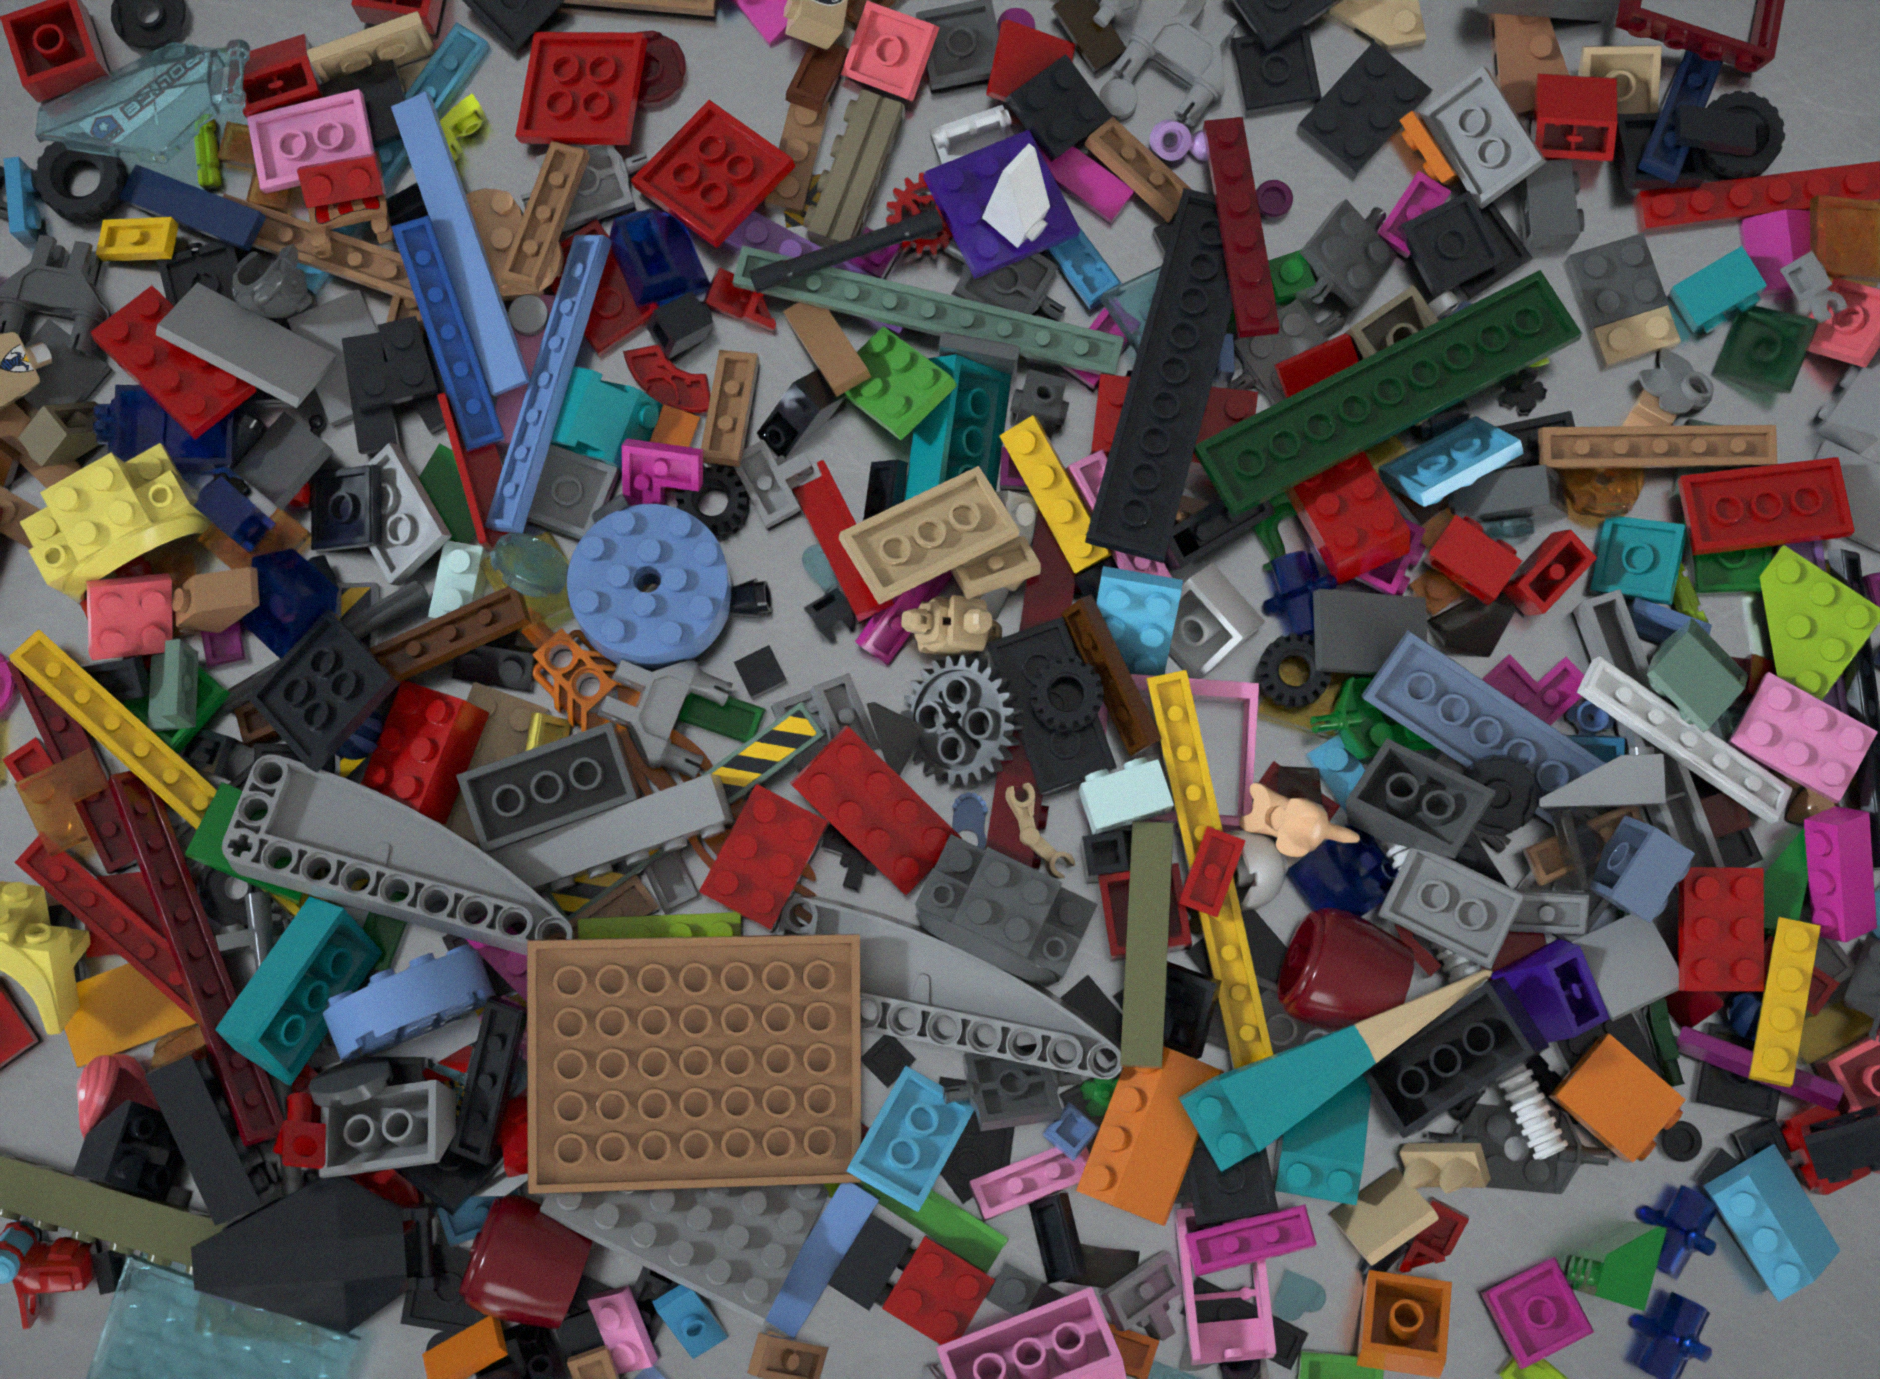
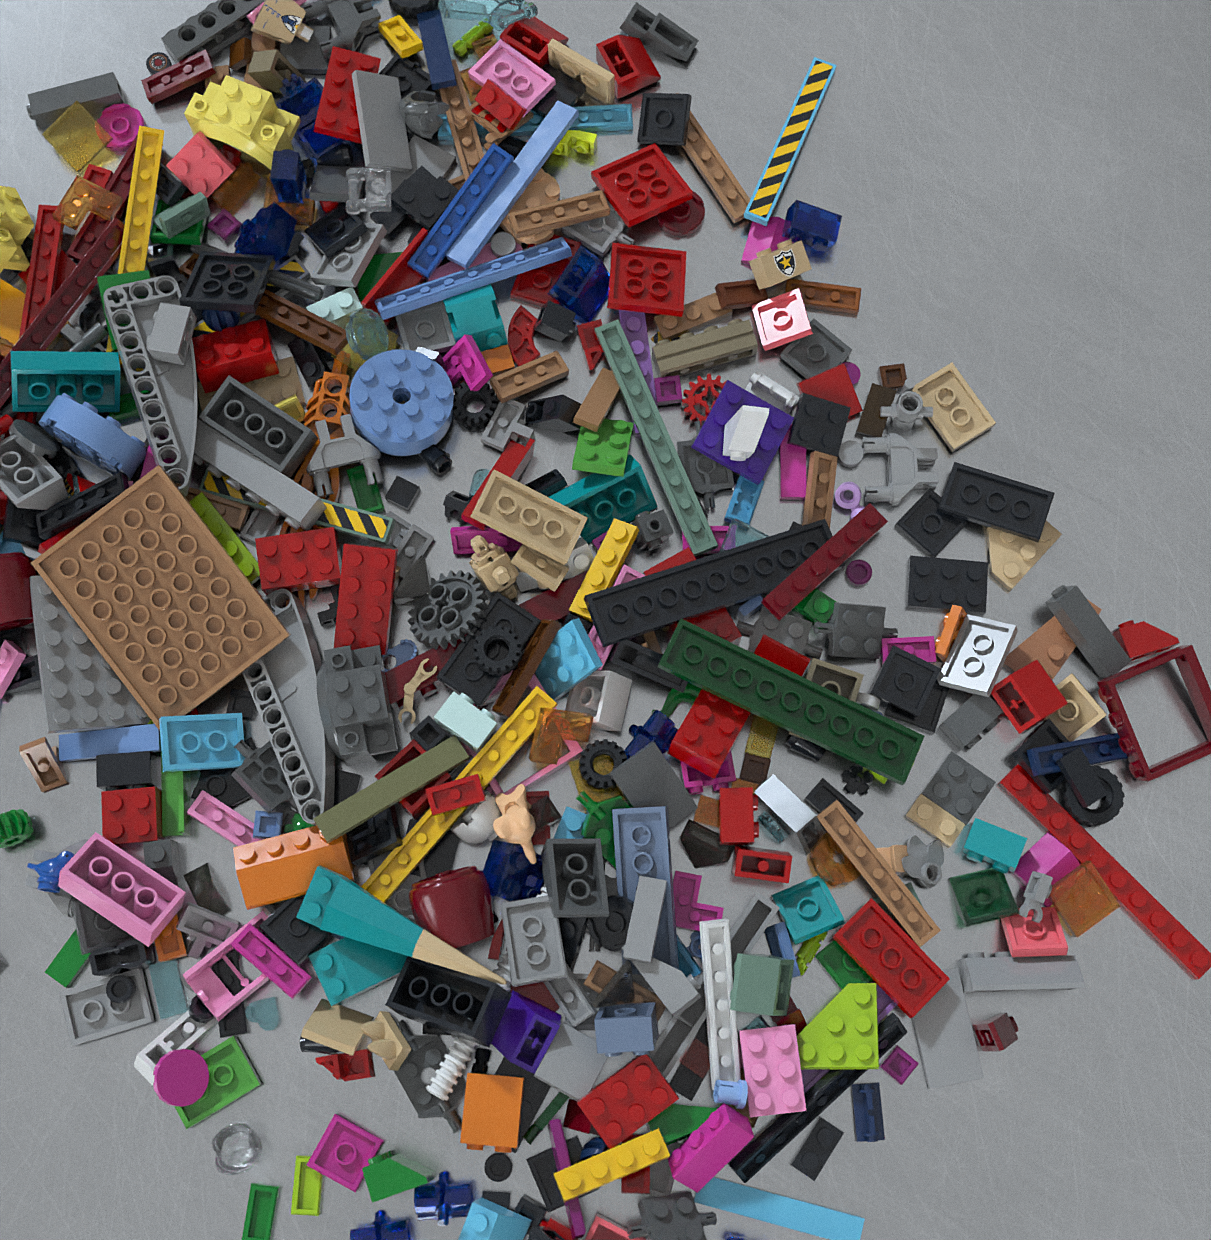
camera: 50 degrees right, 5 degrees down
(216, 599) = (239, 199): medium nougat slope -> none
(338, 415) = (377, 190): none -> clear plate
(347, 808) = (171, 333): none -> light grey brick
(690, 1320) = (29, 699): dark azure plate -> none
(787, 270) = (619, 349): black piece -> none
(991, 353) = (654, 480): dark grey tile -> none
(1057, 1238) = (205, 859): black tile -> none
(1213, 699) = (552, 728): none -> clear orange plate
(1404, 1324) = (284, 1079): orange brick -> none
(1450, 461) = (782, 765): medium azure plate -> none
(1528, 754) = (645, 919): none -> light grey tile
(1797, 802) = (731, 1093): none -> light blue bush
(1831, 1030) = (618, 1206): clear yellow tile -> none

